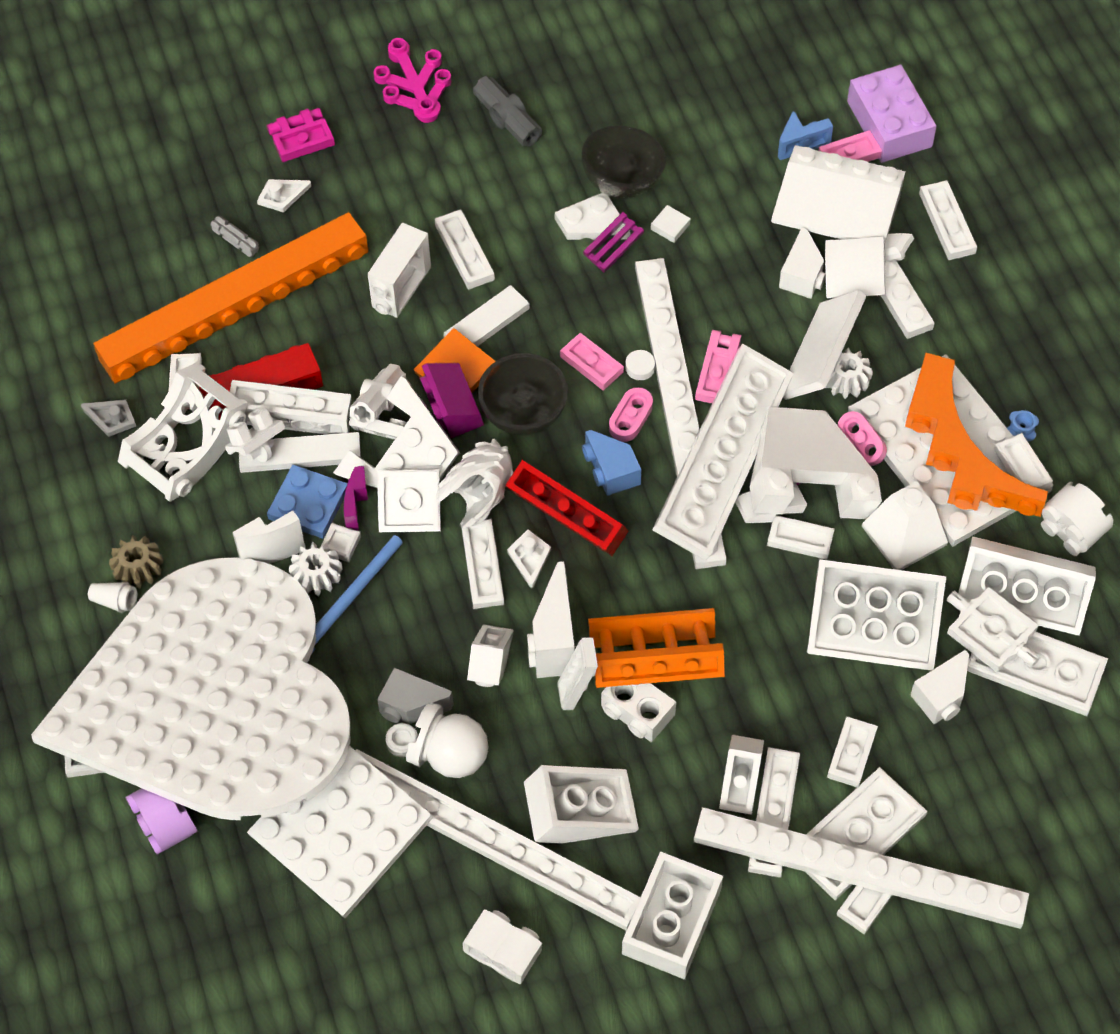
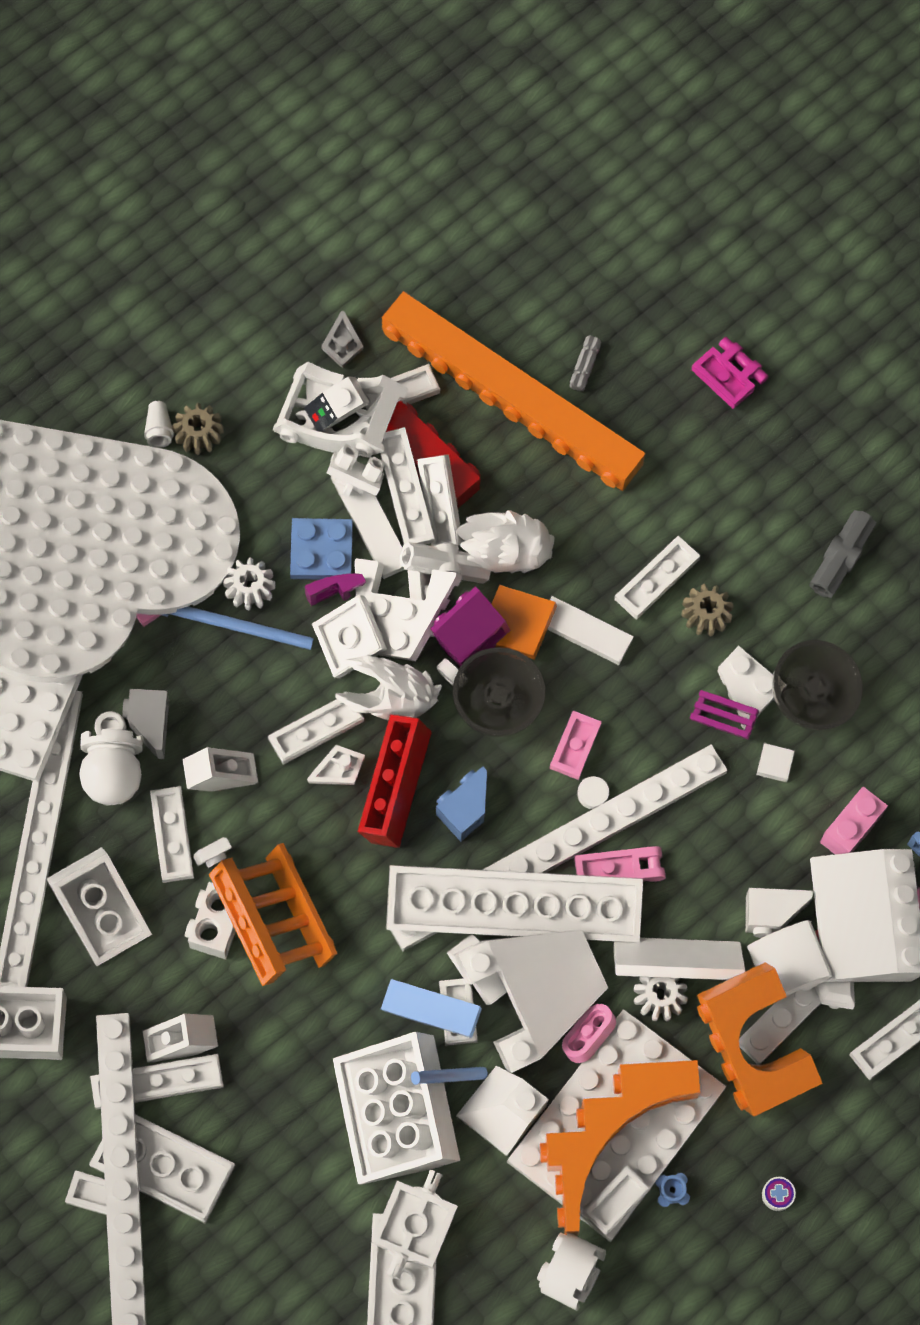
camera: 65 degrees right, 10 degrees up
(180, 426) = (336, 404): none -> white slope
(270, 541) = (259, 538): white slope -> none
(282, 193) = (652, 384): white piece -> none
(299, 374) = (440, 498): none -> white tile
(342, 540) = (289, 594): white tile -> none
(378, 343) = (506, 541): none -> white head
(399, 270) = (595, 526): white window -> none
(425, 107) = (842, 452): dark pink plant -> none
(481, 432) = (447, 670): none -> white tile
(512, 222) = (699, 617): none -> dark tan gear
(533, 720) = (171, 834): none -> white tile
(552, 635) = (257, 815): white slope -> none
(629, 416) = (529, 800): bright pink plate -> none
(751, 183) = (854, 823): none -> bright pink brick
(793, 553) = (431, 1008): none -> light blue tile
(852, 752) = (240, 1133): white plate -> none
(866, 549) = (449, 1075): none -> medium blue bar
(893, 315) = (726, 1010): none -> orange arch
(942, 689) = (337, 1198): white slope -> none
(1039, 585) = (484, 1245): white slope -> none
(1052, 350) = (778, 1194): none -> tile

